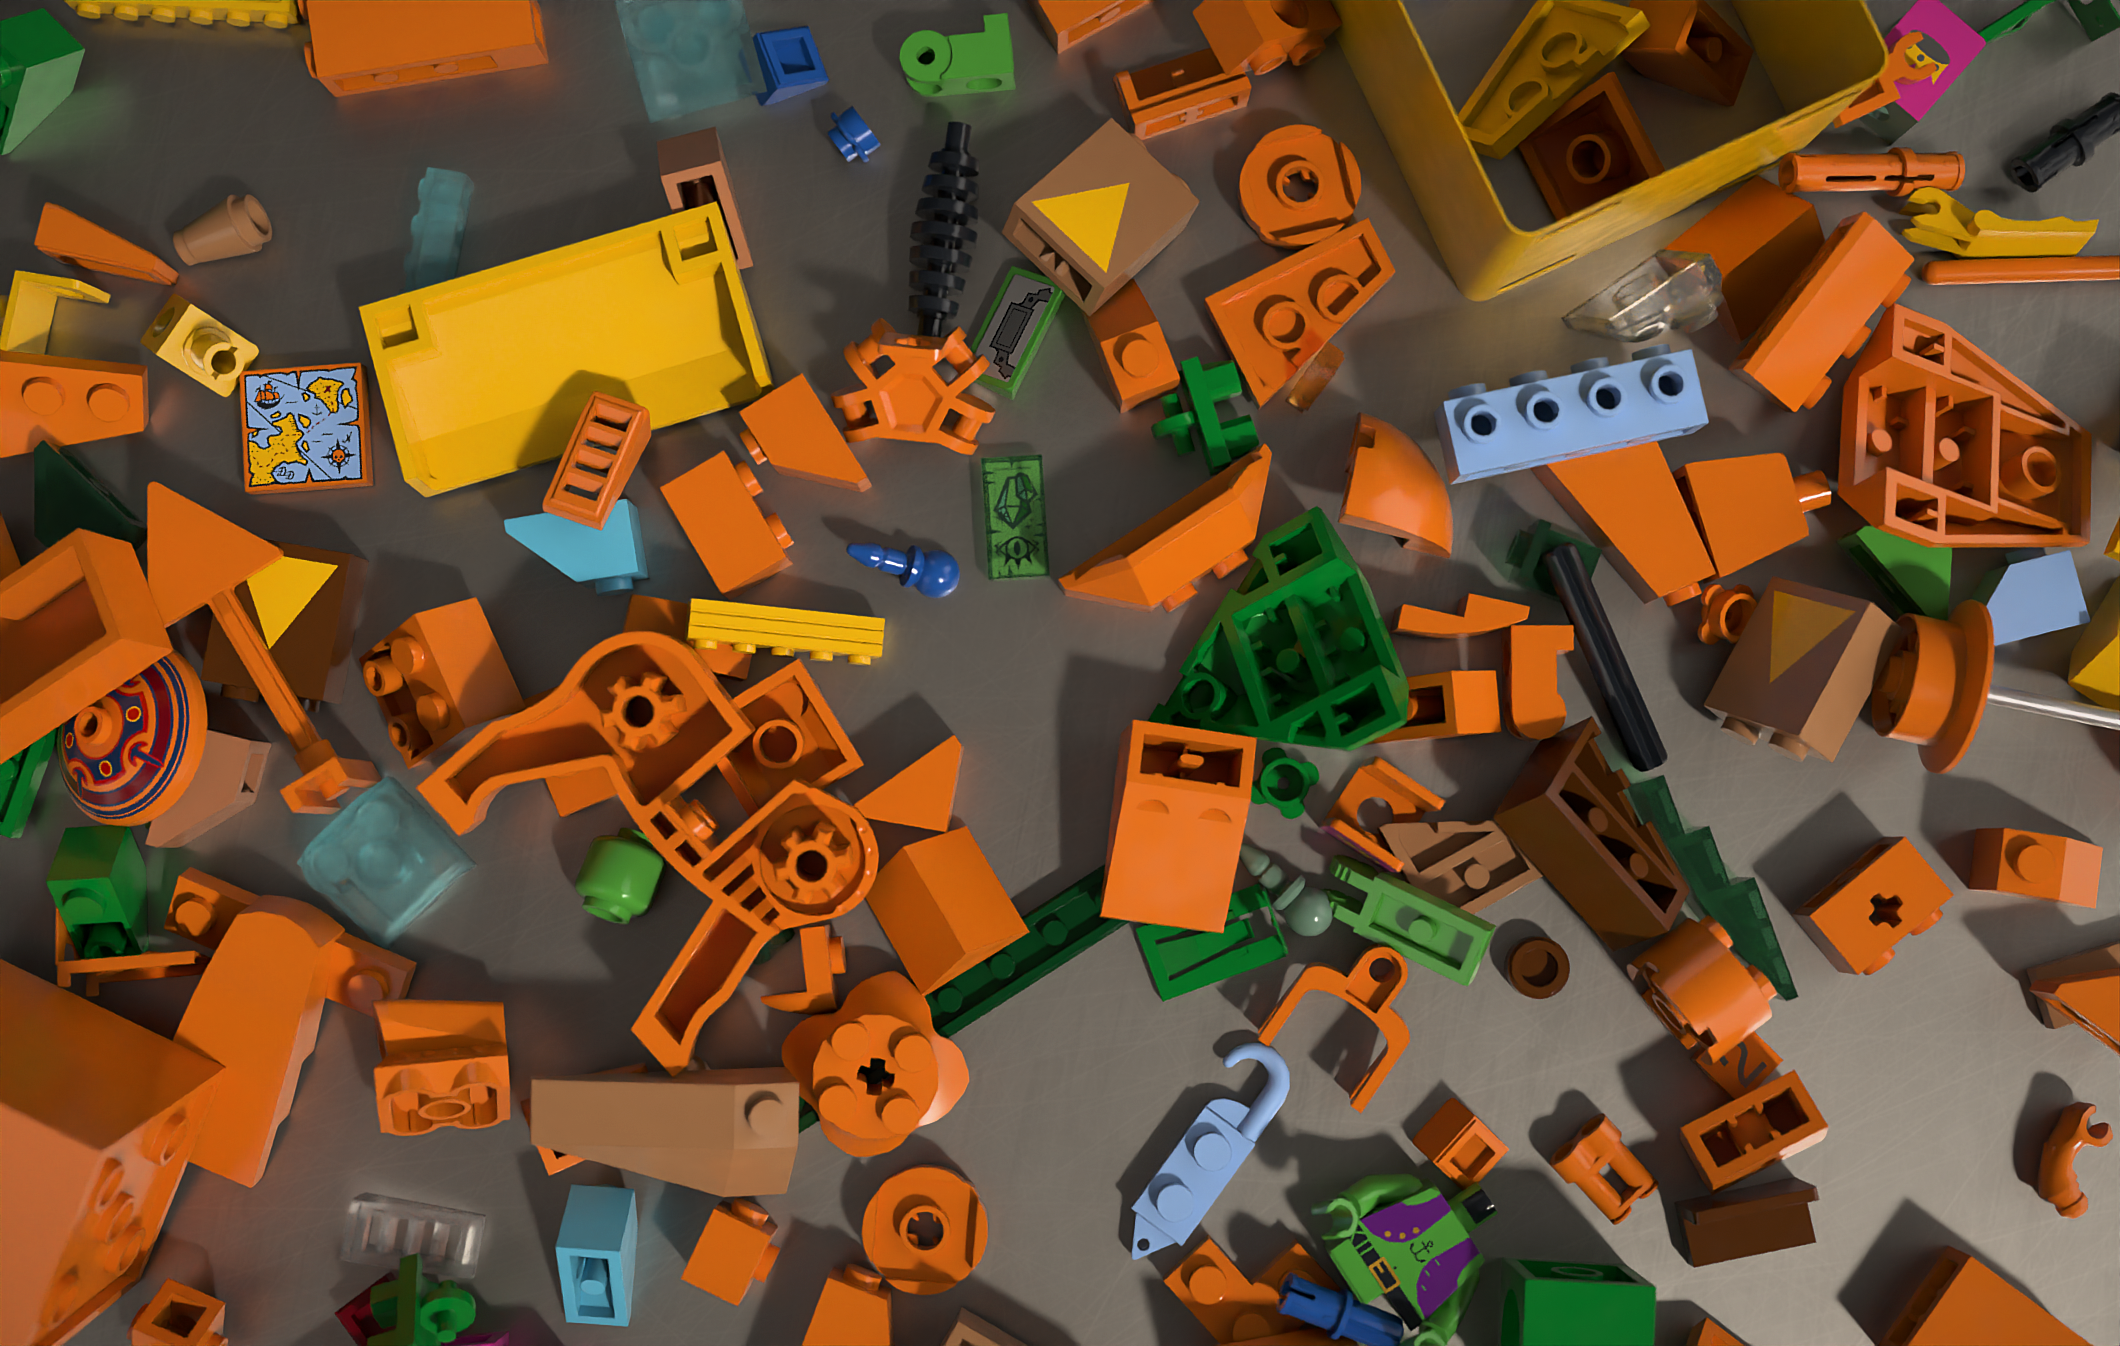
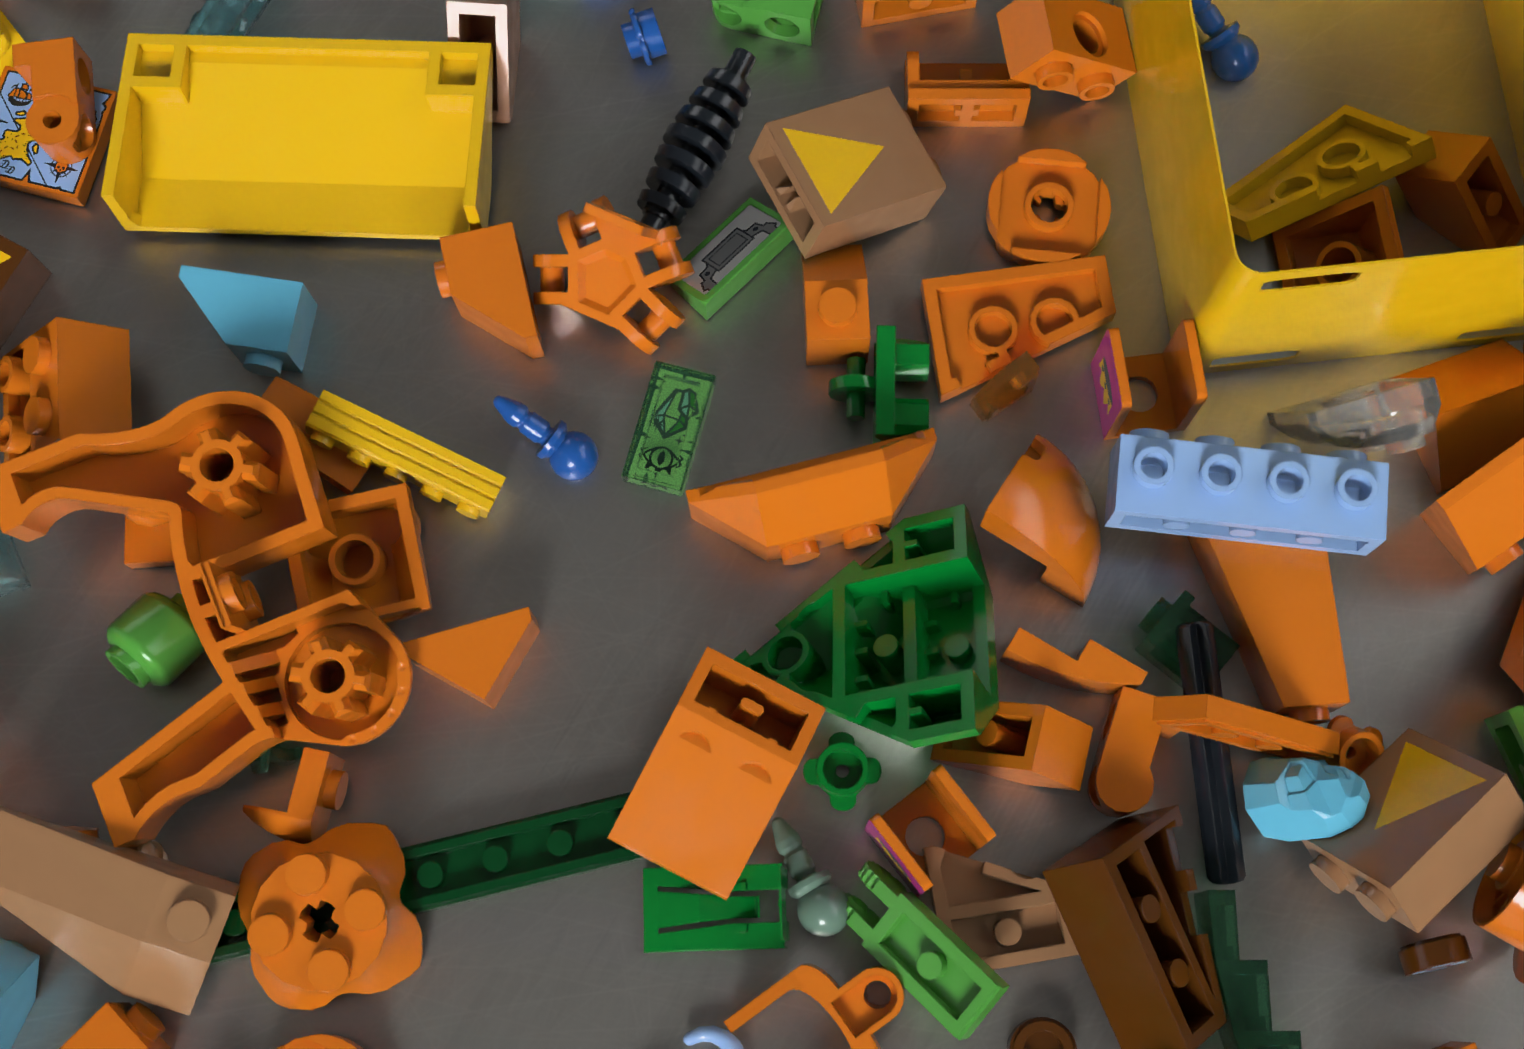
camera: 20 degrees right, 10 degrees down
(321, 398) = (62, 97): none -> orange leg
(609, 424) = (312, 207): orange slope -> none
(728, 525) = (392, 342): orange brick -> none
(943, 908) = (457, 778): orange slope -> none
(1470, 317) = (1174, 376): none -> orange piece
(1632, 630) = (1245, 726): none -> orange tile
(1698, 672) = (1303, 798): none -> medium azure rock
(1748, 506) = (1403, 651): orange torso -> none
(1850, 769) = (1434, 954): none -> reddish brown tile

